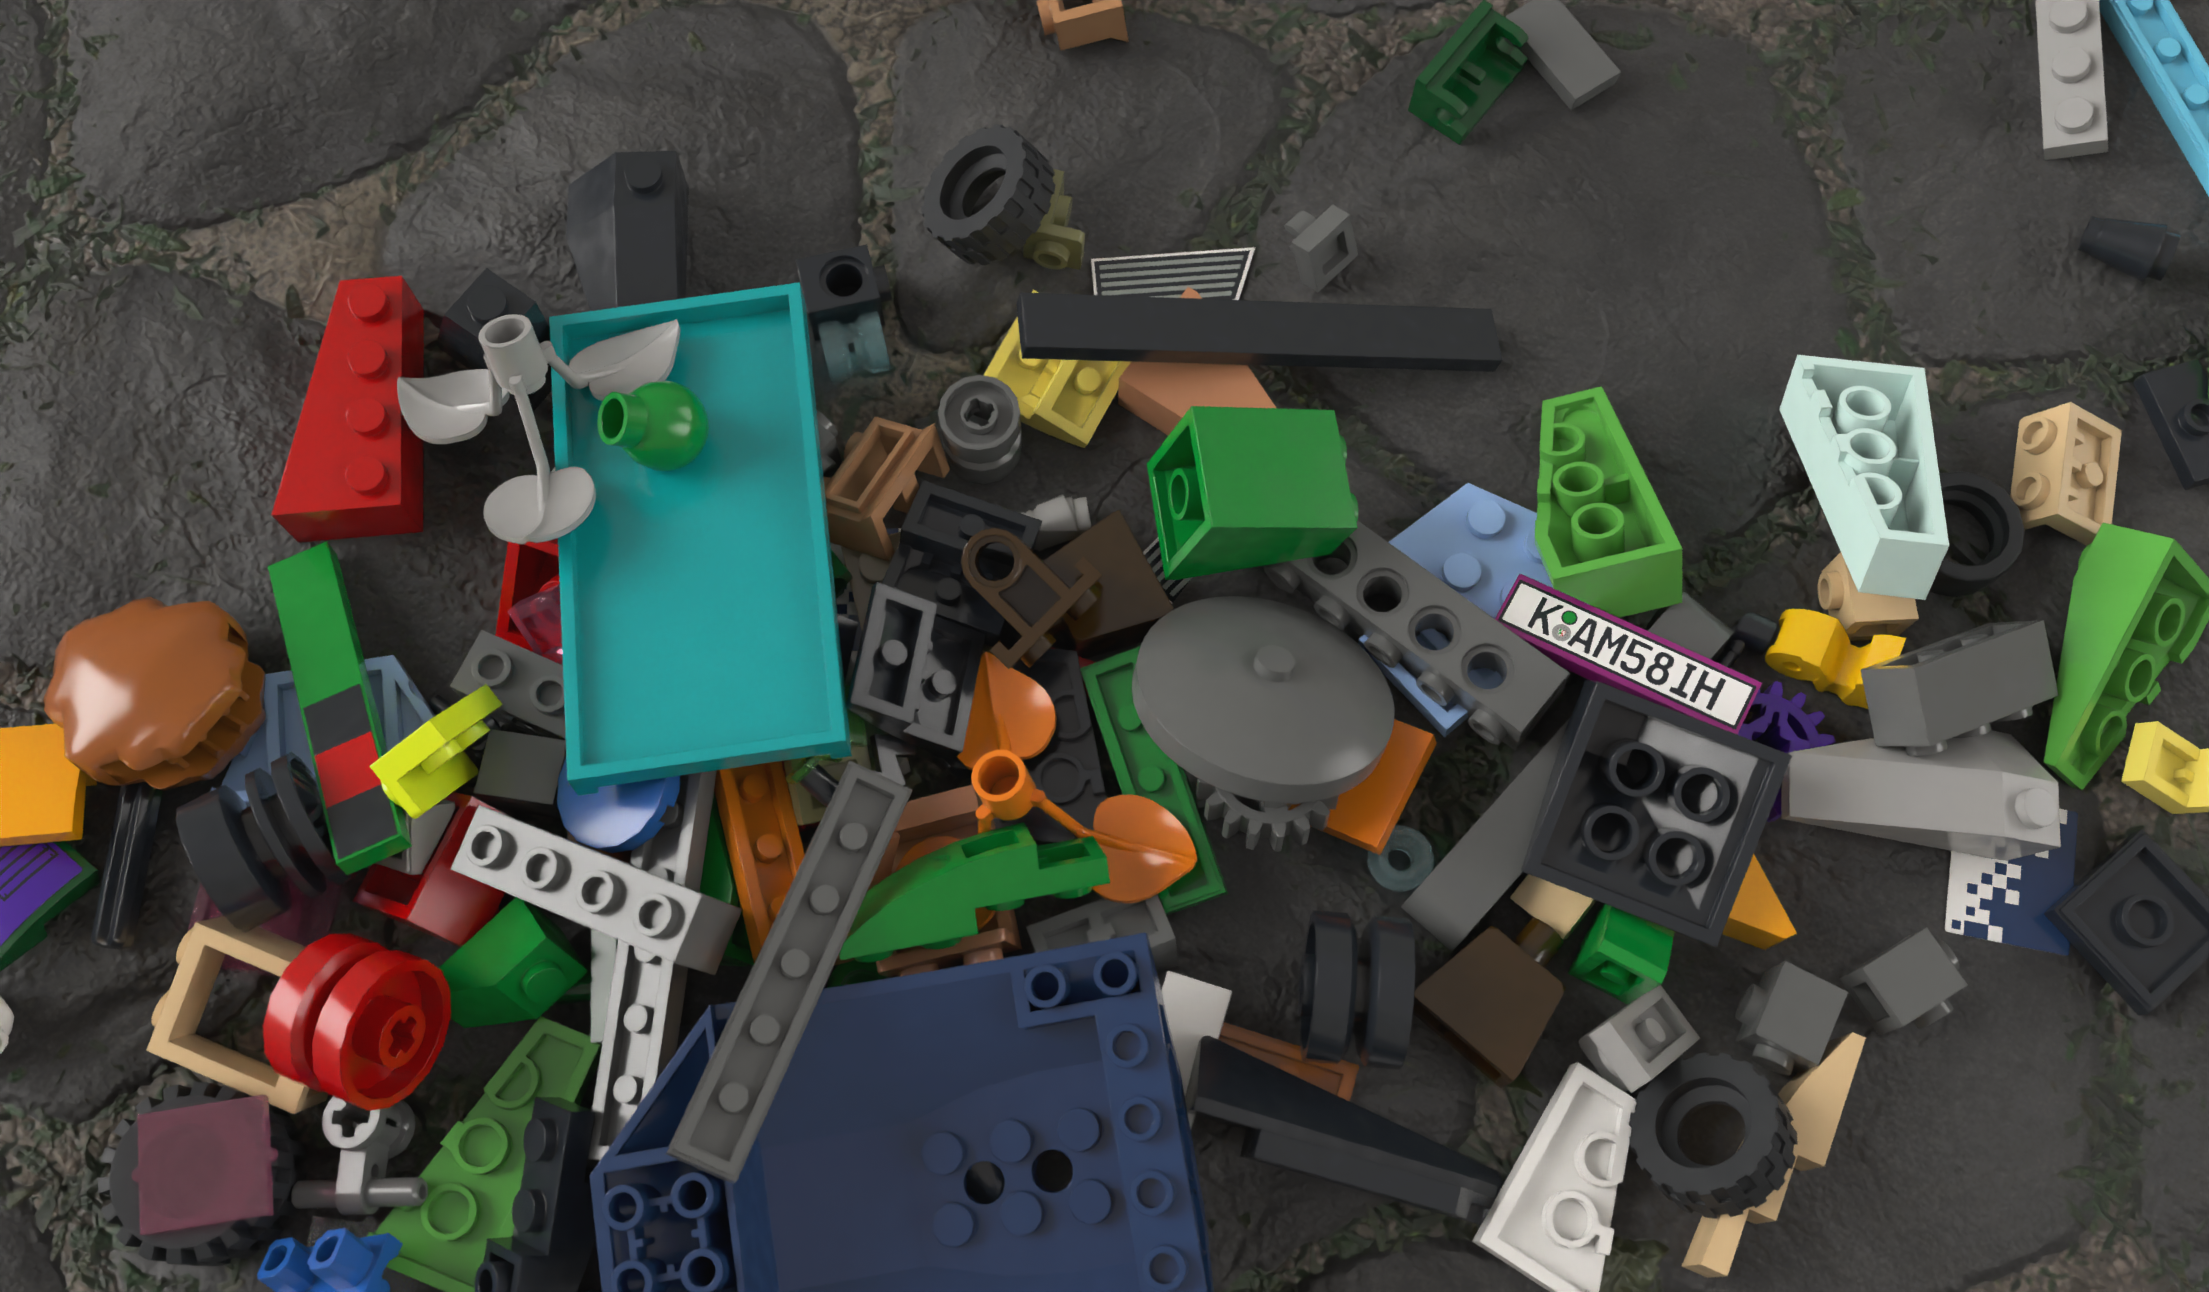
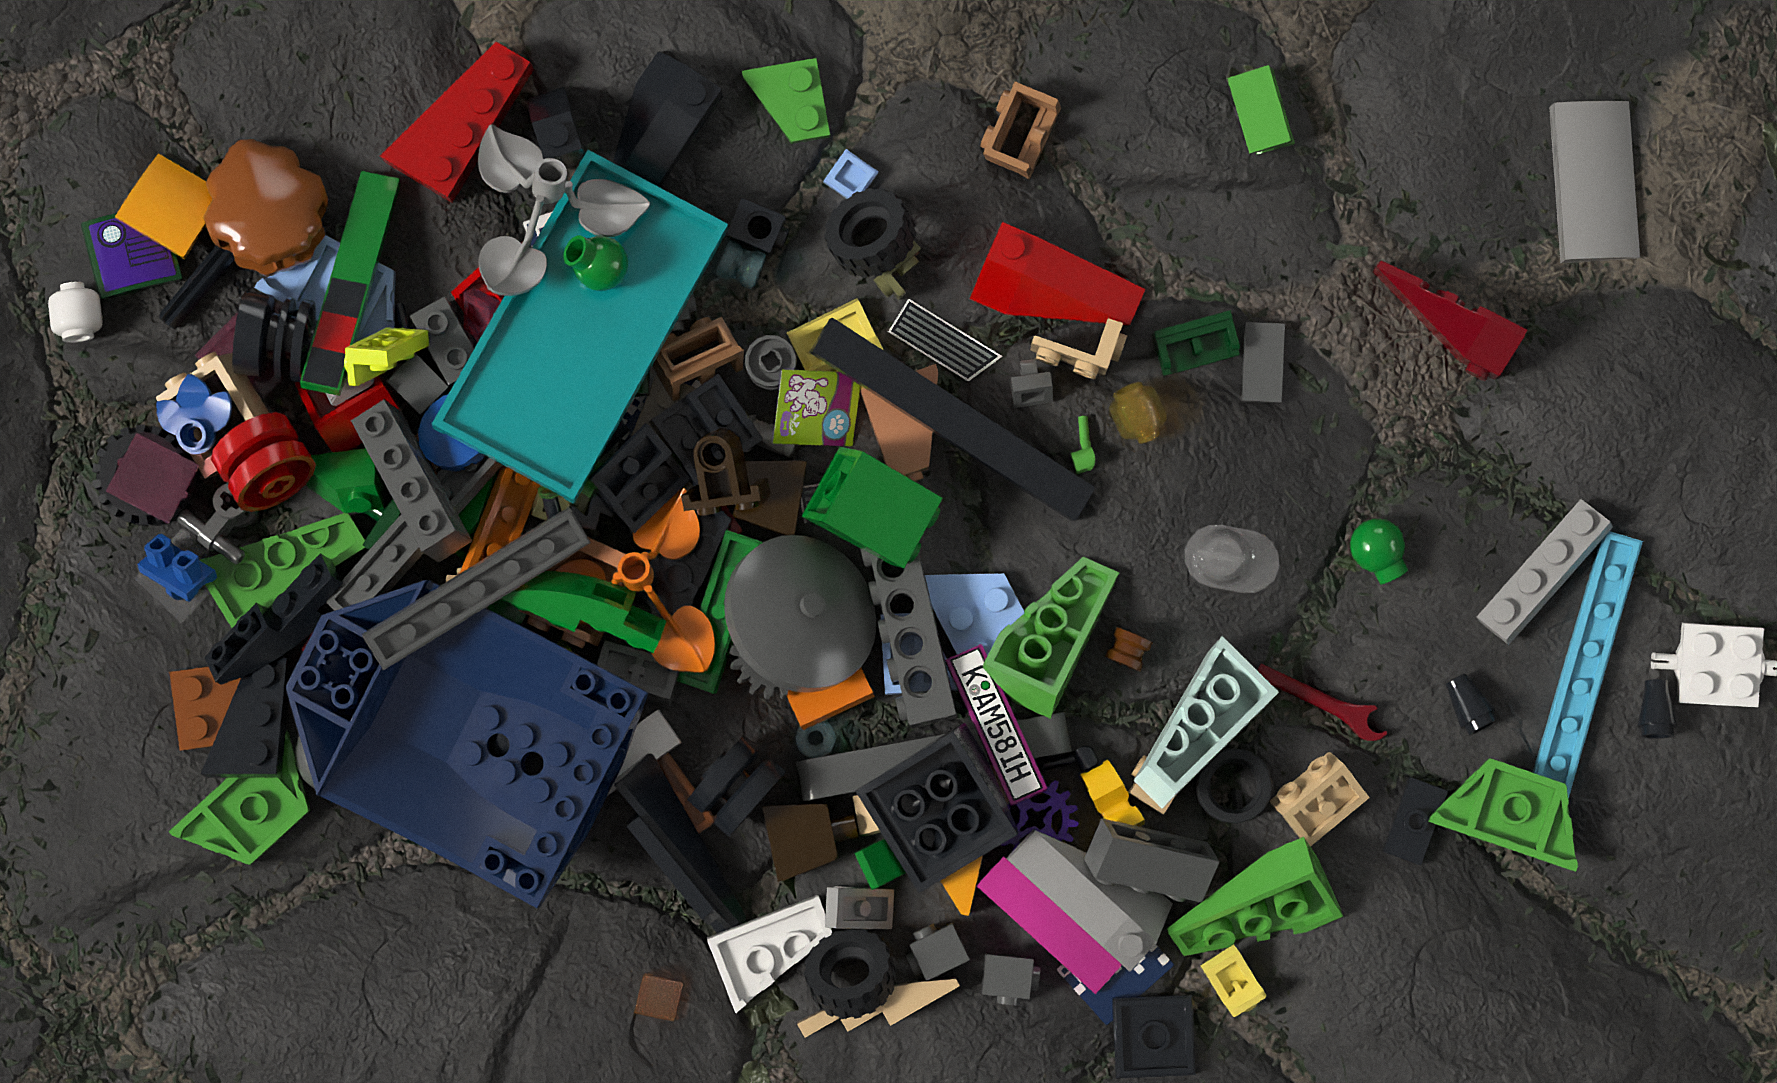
camera: 35 degrees right, 15 degrees up
(207, 1022) = (194, 409): none -> plate
(776, 130) = (792, 98): none -> bright green wing
(909, 167) = (850, 175): none -> light blue tile
(1079, 440) = (816, 408): none -> sticker
(1233, 121) = (1045, 281): none -> red wedge
(1353, 164) = (1084, 363): none -> tan bracket
(1449, 282) = (1083, 459): none -> bright green hand
(1470, 189) = (1137, 412): none -> clear yellow head
(1693, 462) = (1128, 649): none -> reddish brown wheel
(1712, 285) = (1231, 558): none -> clear piece
(1874, 147) = (1379, 548): none -> green piece
(1896, 872) = (1049, 925): none -> dark pink slope
(2010, 356) = (1352, 714): none -> dark red piece

